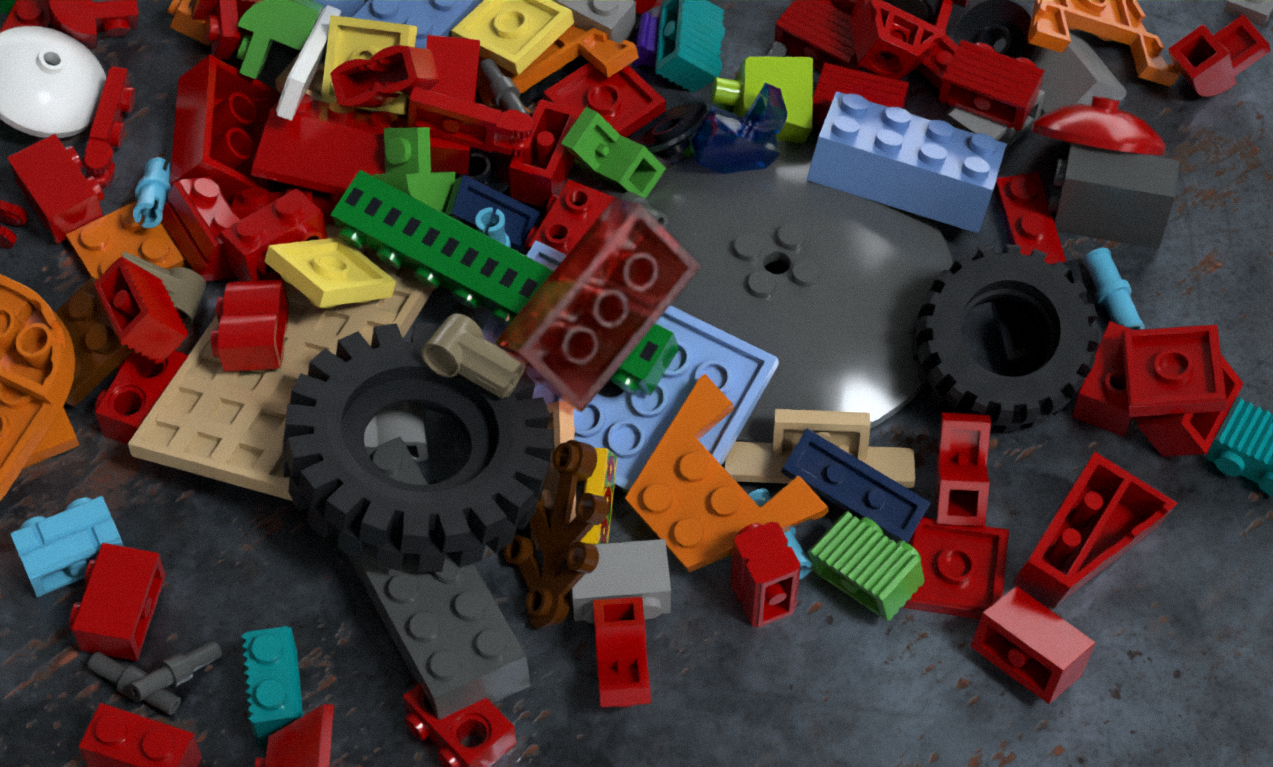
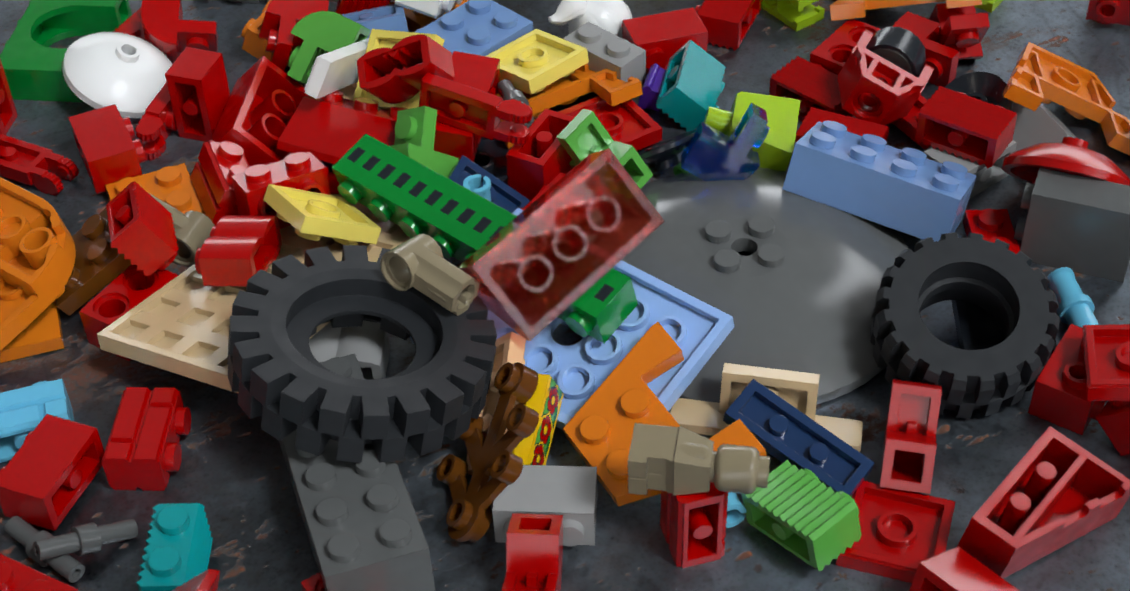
camera: 10 degrees right, 15 degrees down
(145, 107) = (197, 92): none -> red brick
(152, 193) = (183, 156): medium azure pin -> none
(204, 550) = (146, 439): none -> red brick
(762, 546) = (687, 464): none -> dark tan piece

